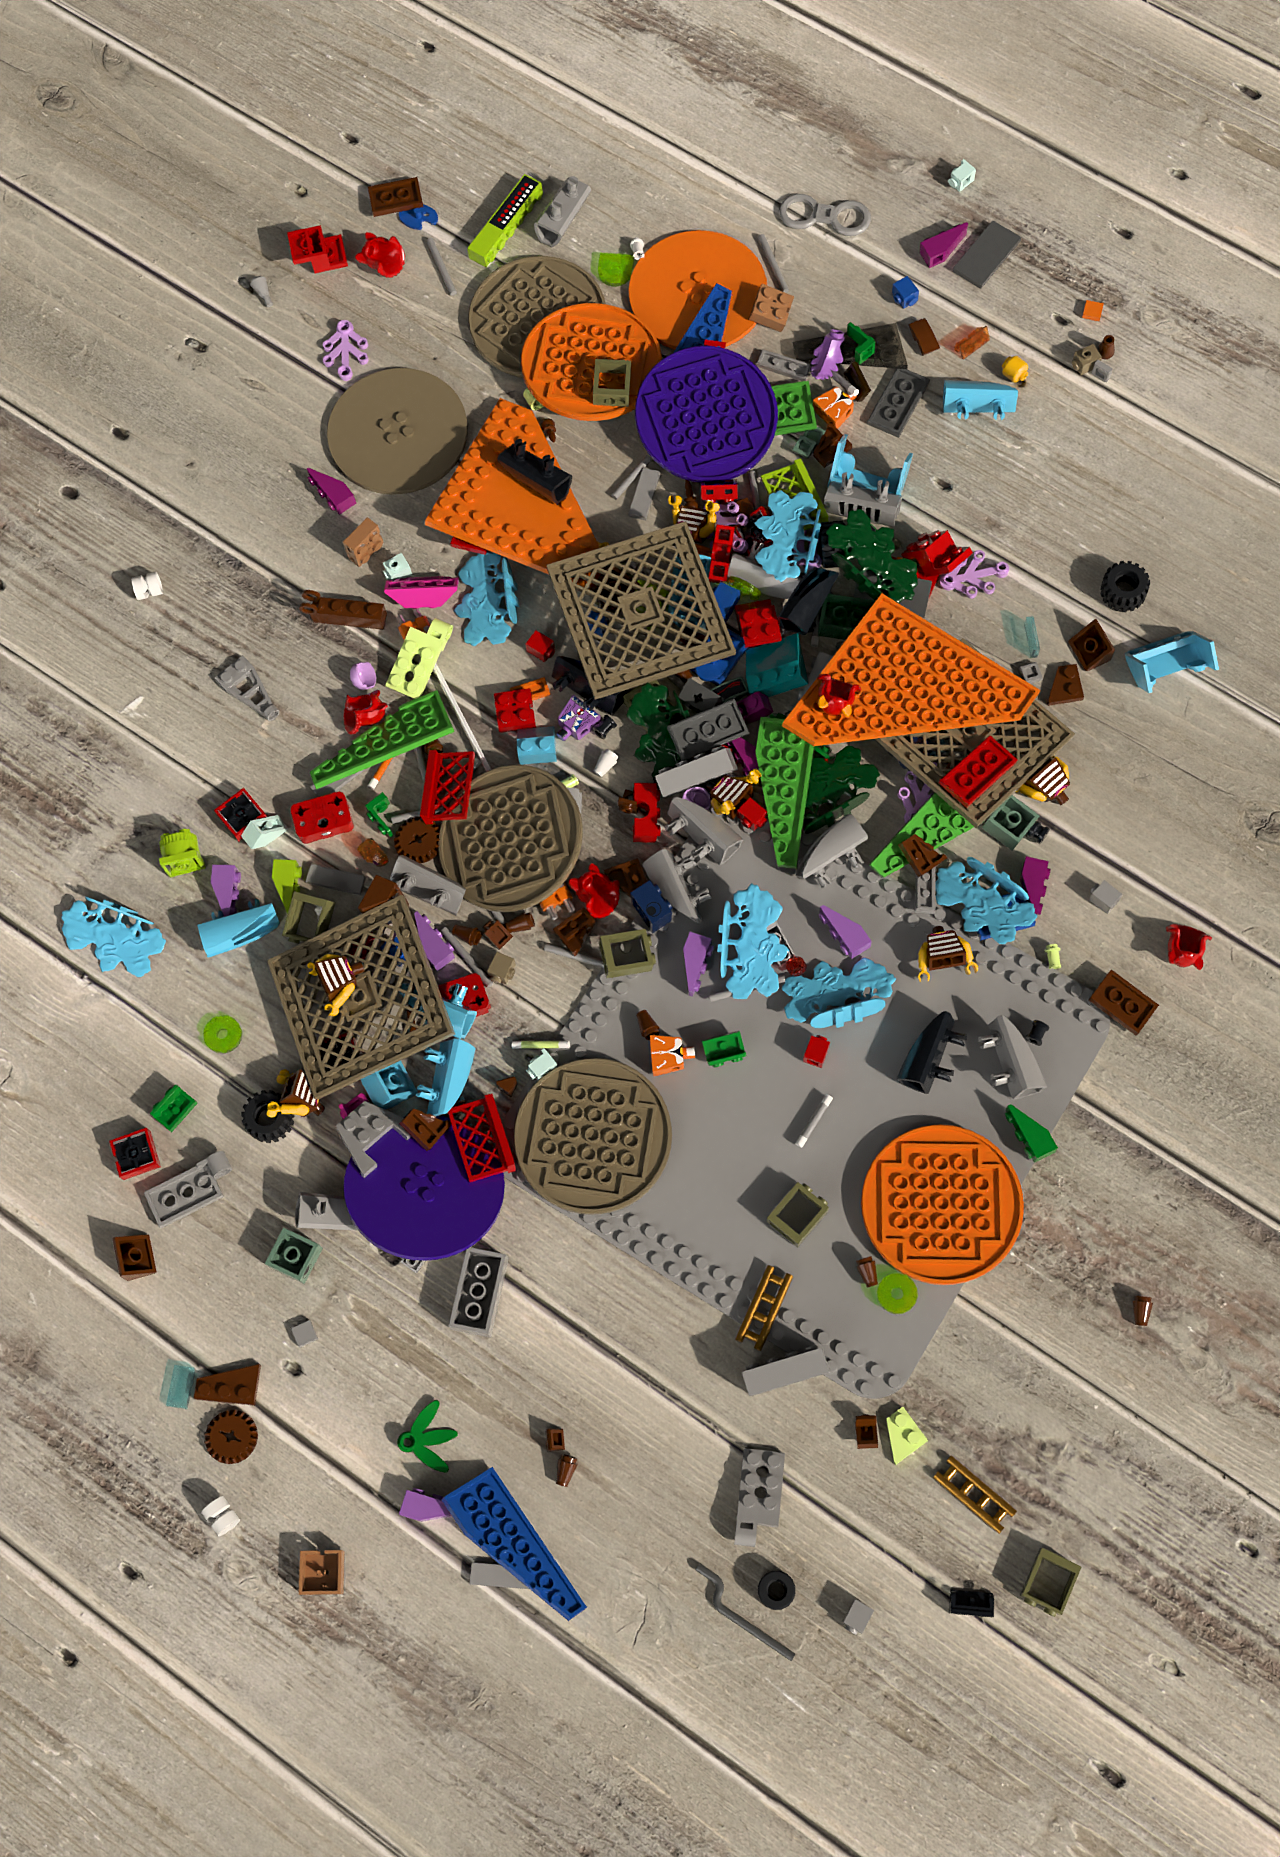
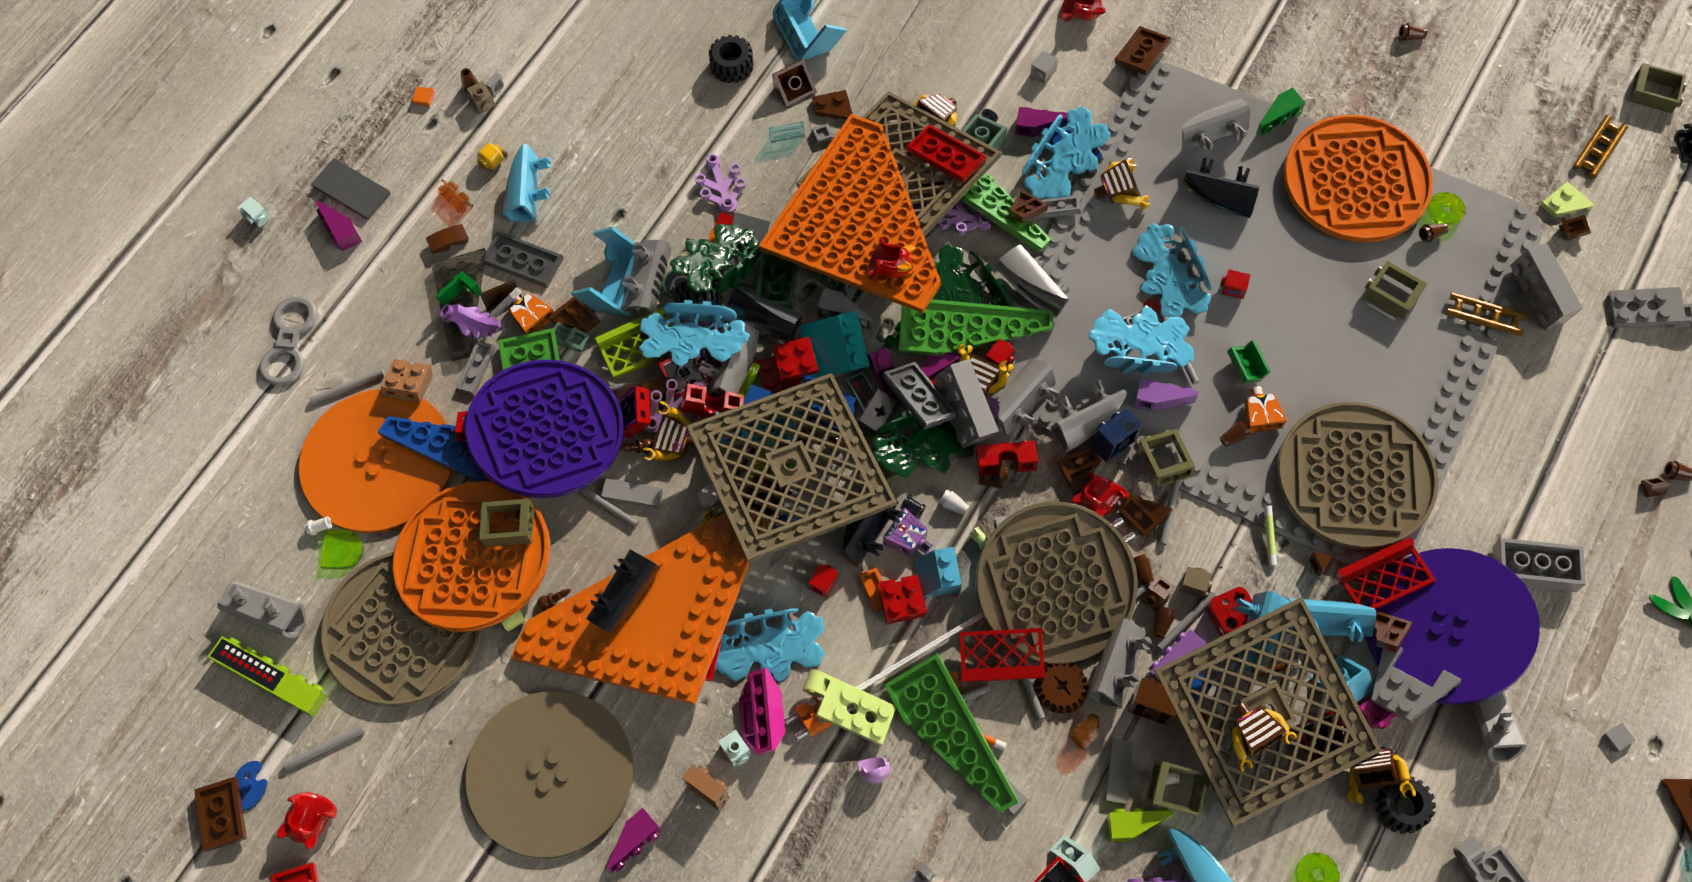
camera: 100 degrees left, 5 degrees down
(293, 1255) = (1548, 754): sand green brick -> none
(320, 812) = (1043, 793): red axle -> none
(344, 611) = (794, 799): reddish brown hinge -> none
(345, 347) = (433, 850): lavender plant -> none
(363, 711) = (919, 762): red hair -> none
(375, 806) = (1029, 734): green bracket -> none
(541, 1065) = (1297, 528): light aqua brick -> none
(814, 1120) = (1301, 285): light grey bar -> none
(849, 934) = (1116, 262): medium lavender slope -> none
(905, 292) = (394, 256): blue brick -> none
(936, 553) = (704, 208): red bracket -> none
(1037, 1032) = (1184, 110): black bush -> none
(1053, 956) = (1106, 105): yellowish green pin -> none

